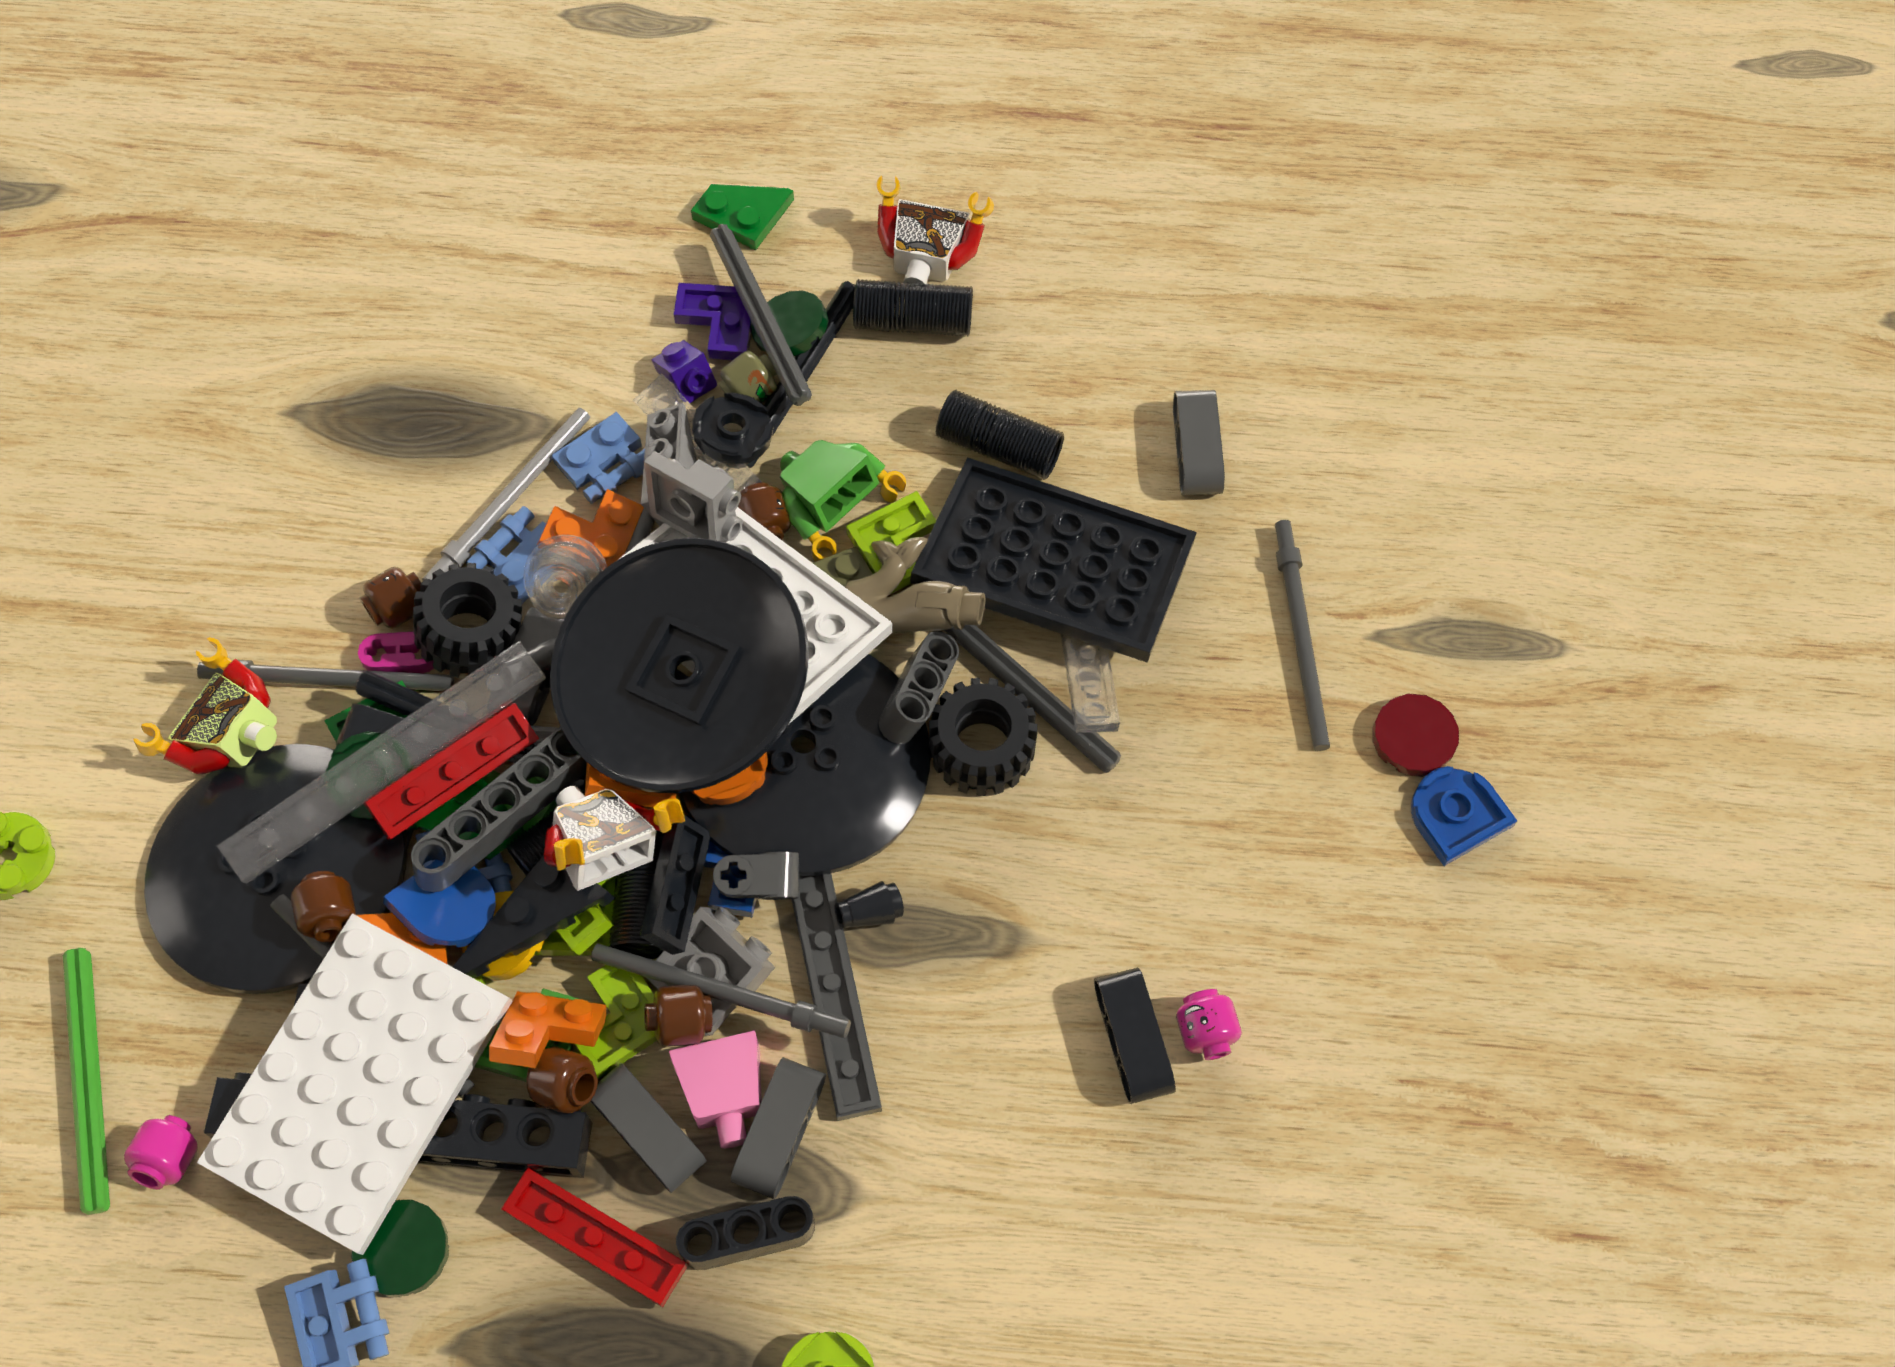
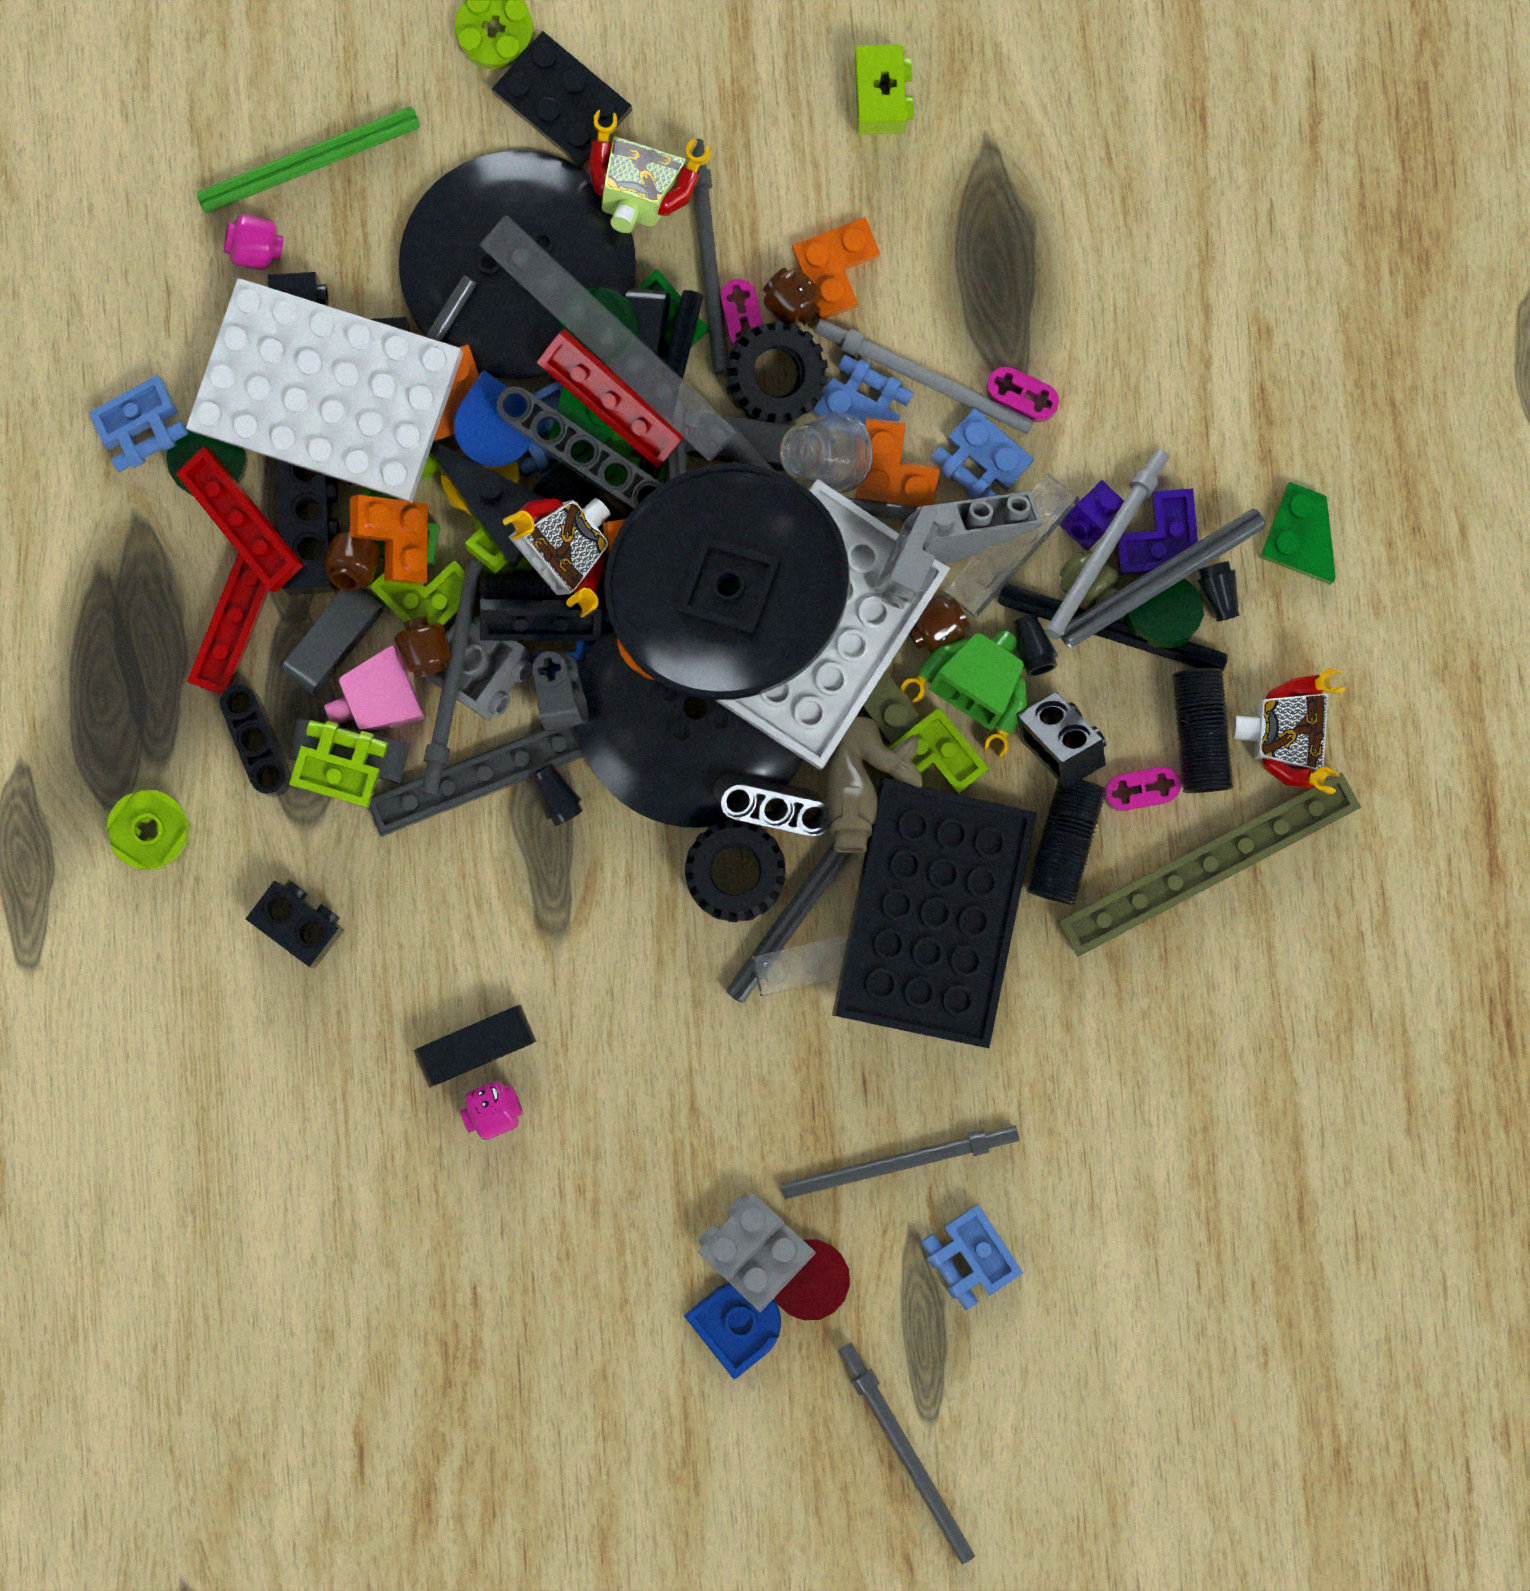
camera: 80 degrees right, 20 degrees up
(108, 799) = (560, 97): none -> black plate
(204, 488) = (880, 112): none -> lime brick
(322, 905) = (466, 321): reddish brown head -> none
(360, 560) = (827, 258): none -> orange plate
(482, 1205) = (239, 519): none -> red plate
(545, 412) = (1026, 385): none -> dark pink beam
(668, 325) = (1141, 487): none -> light grey bar
(732, 446) = (1001, 583): black tile -> none
(780, 277) = (1220, 590): none -> black cone
(800, 435) = (1034, 646): none -> black cone
(806, 1134) = (334, 775): none -> lime plate
(901, 417) = (1062, 739): none -> black brick
(951, 370) = (1143, 798): none -> dark pink beam
(977, 1224) = (290, 931): none -> black brick
(1045, 332) = (1208, 865): none -> olive plate
(1198, 442) = (1094, 1039): dark grey beam -> none
(1385, 776) = (755, 1251): none -> light grey plate
(1397, 569) = (982, 1250): none -> medium blue plate
(1529, 695) = (866, 1384): none -> dark grey bar

